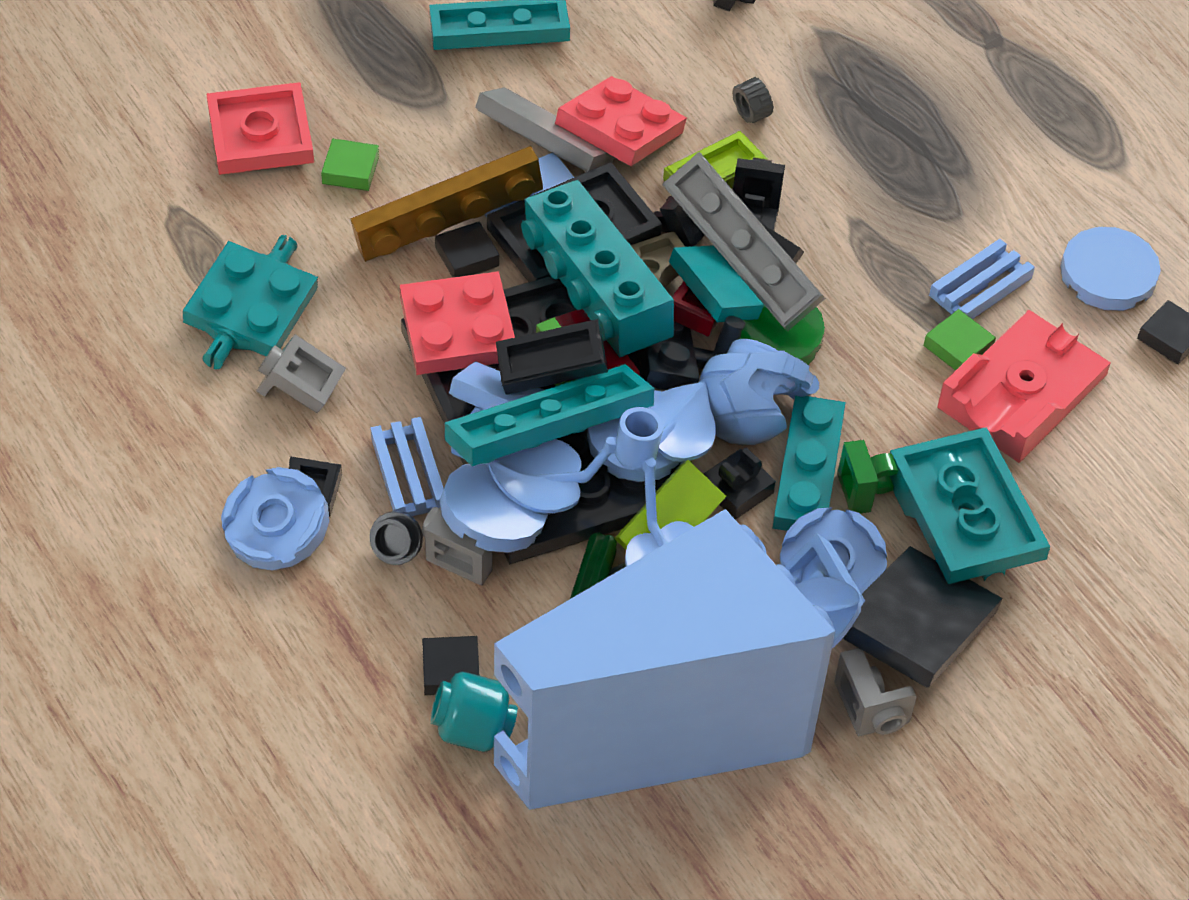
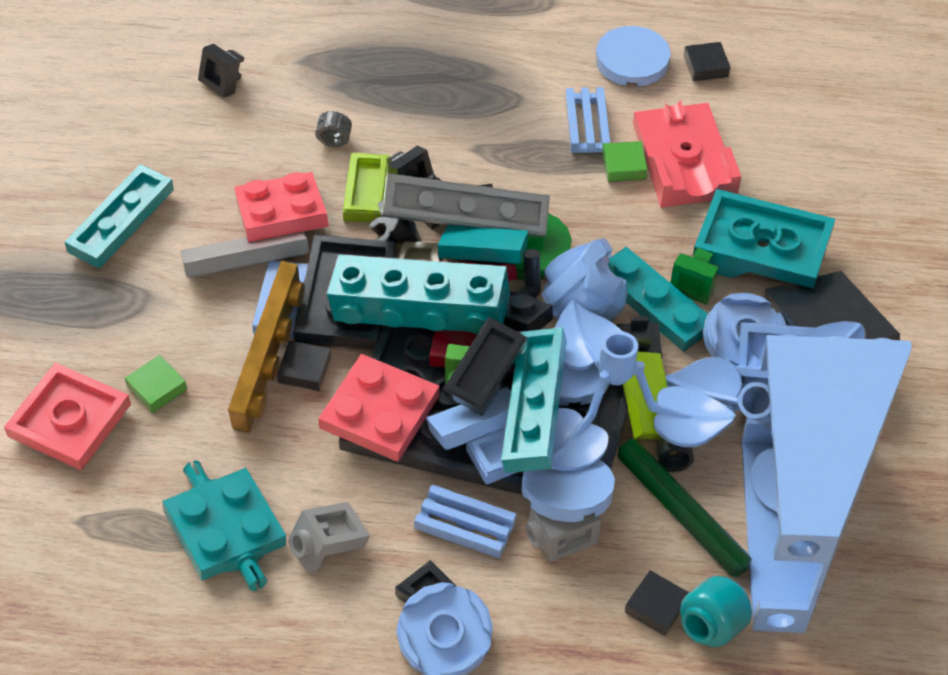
camera: 50 degrees left, 0 degrees up
(396, 537) = (525, 566): plate -> none

